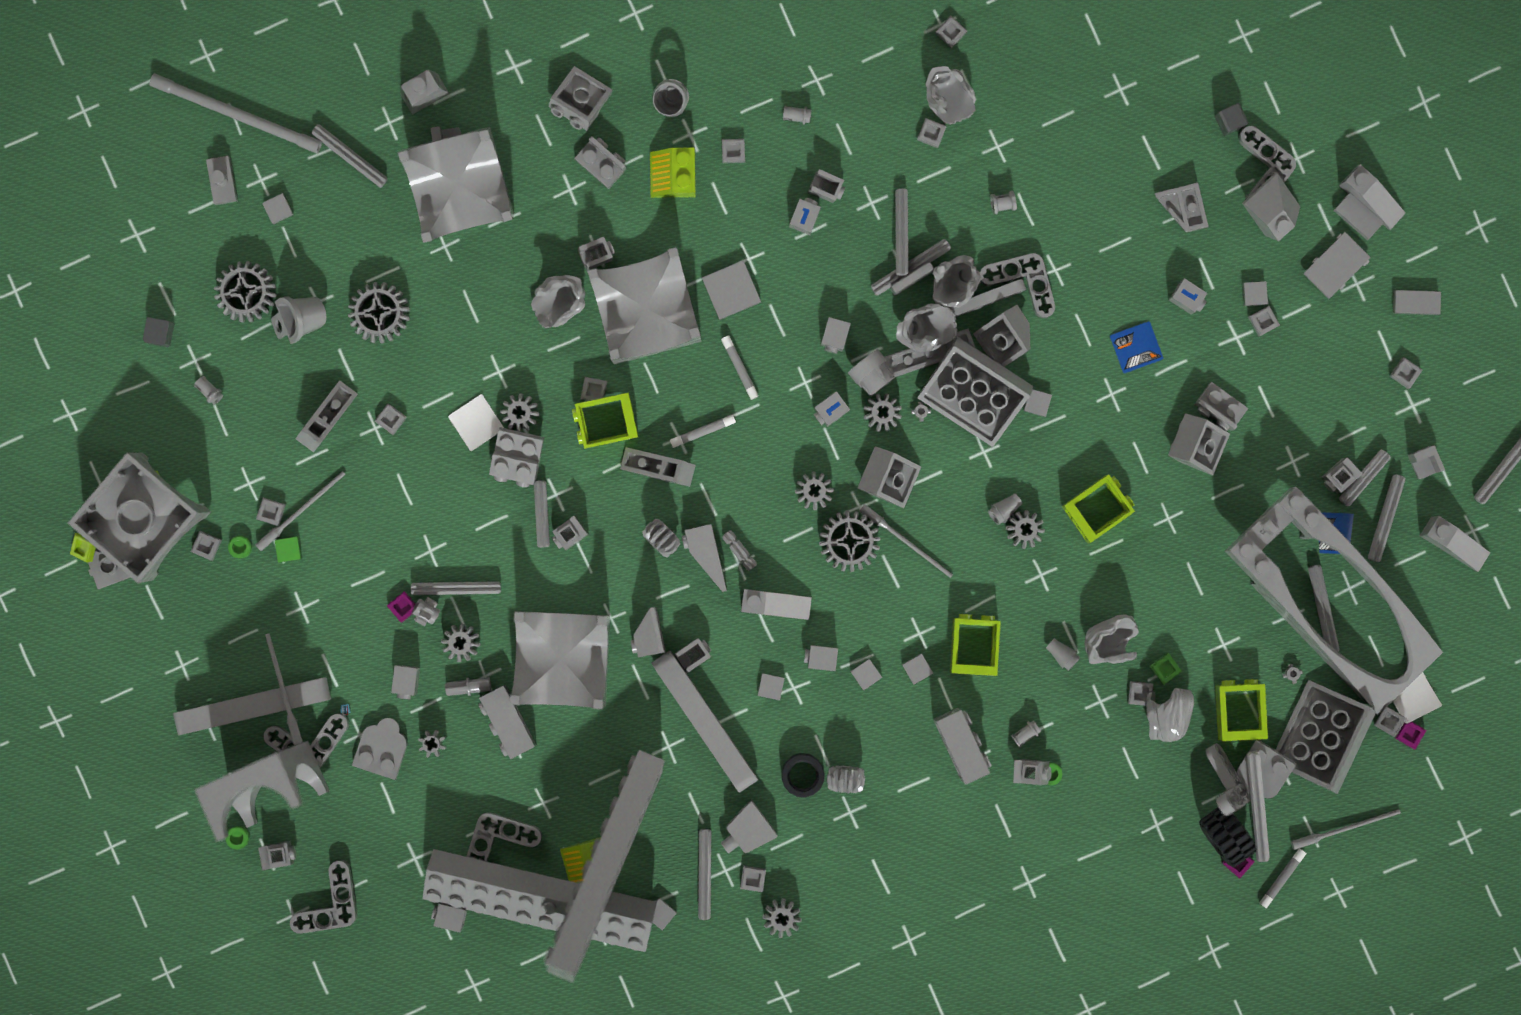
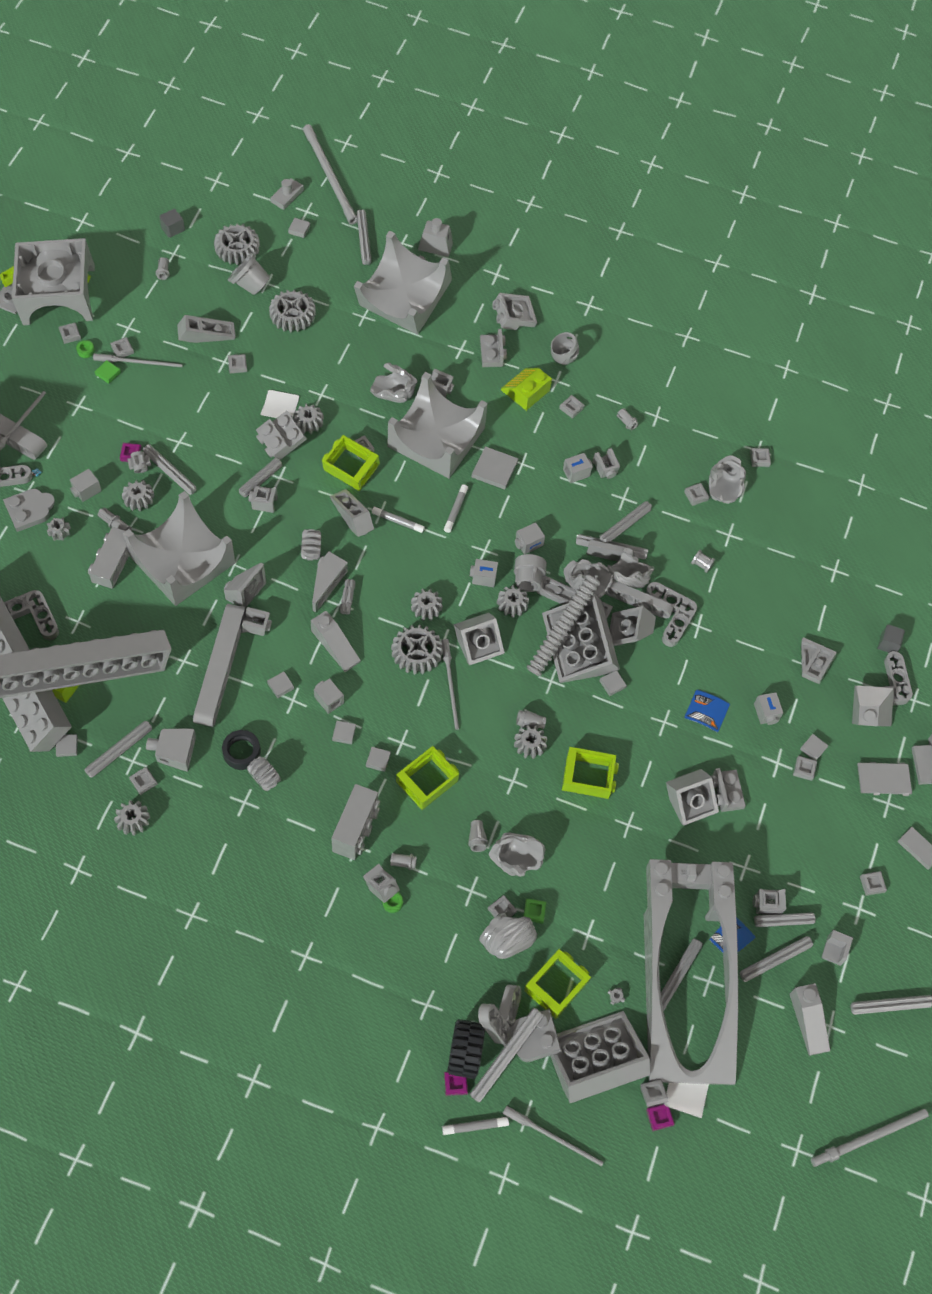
camera: 45 degrees right, 25 degrees down
(921, 411) = (536, 624): light grey piece -> none
(954, 399) = (563, 625): none -> light grey piece

